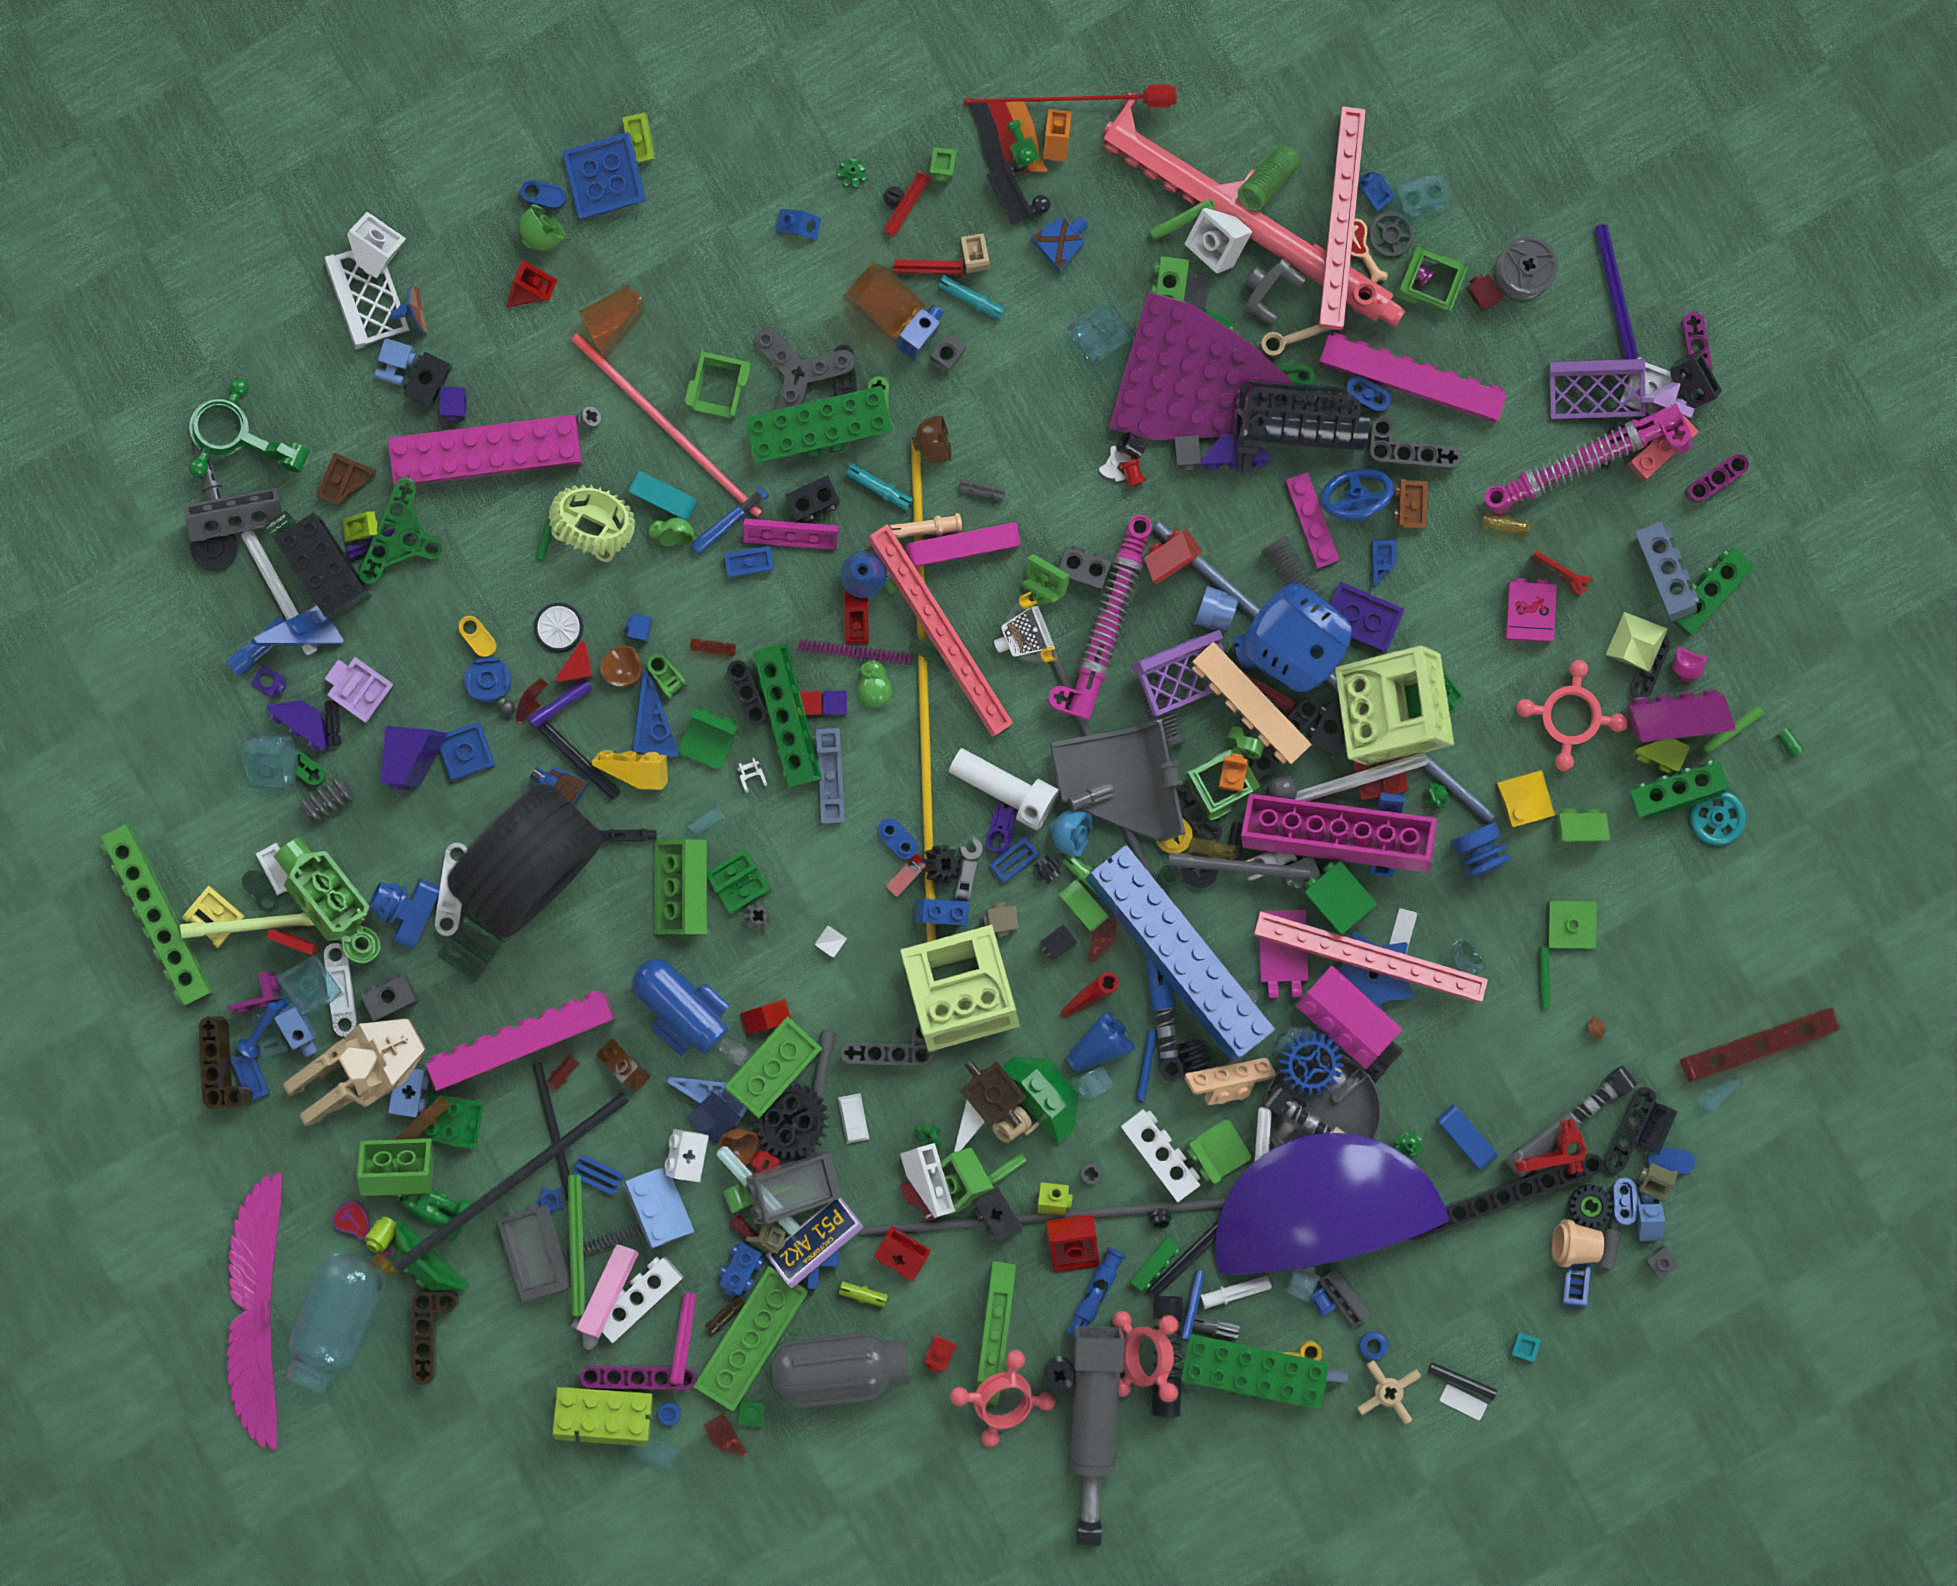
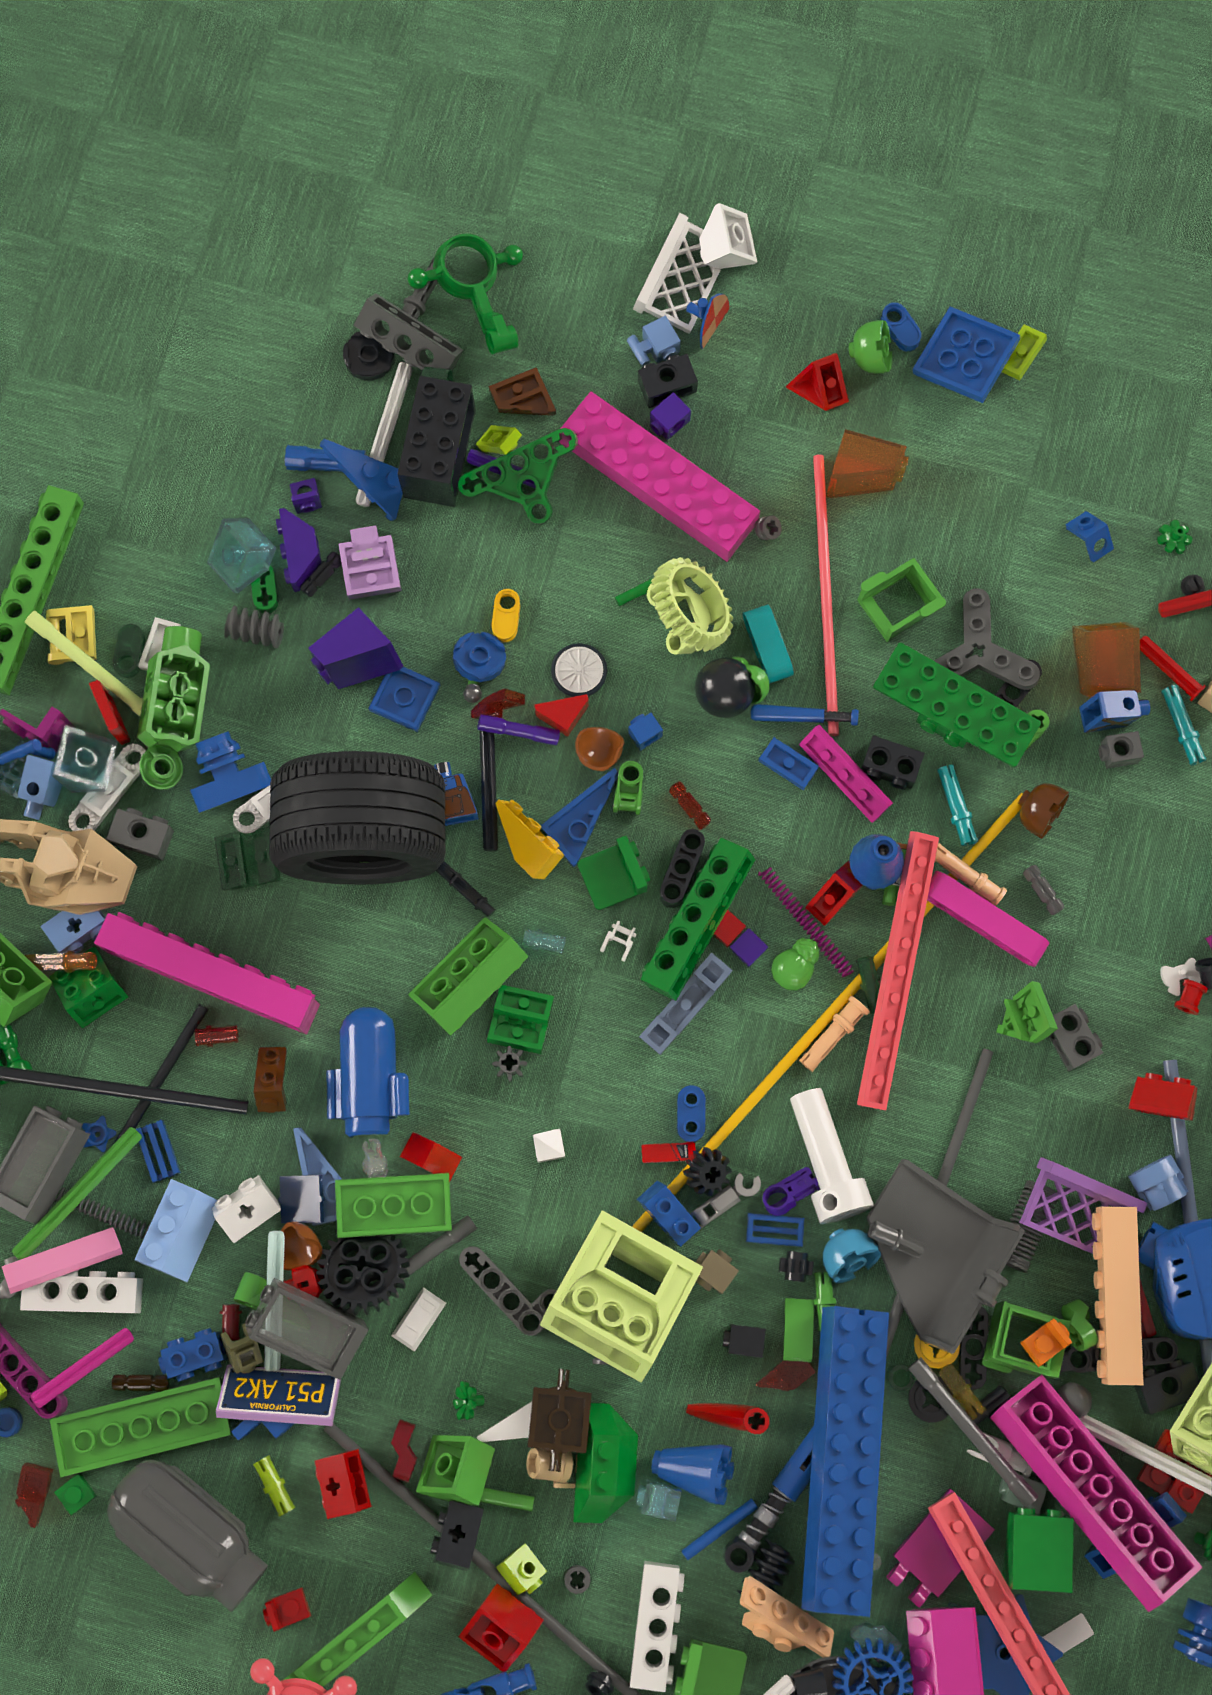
camera: 45 degrees right, 10 degrees down
(662, 552) = (724, 687): none -> black piece
(927, 1177) = (429, 1439): white slope -> none
(937, 698) = (842, 1024): none -> light nougat pin
(1026, 633) = (971, 1043): torso -> none
(1107, 626) = (1047, 1105): dark pink piece -> none

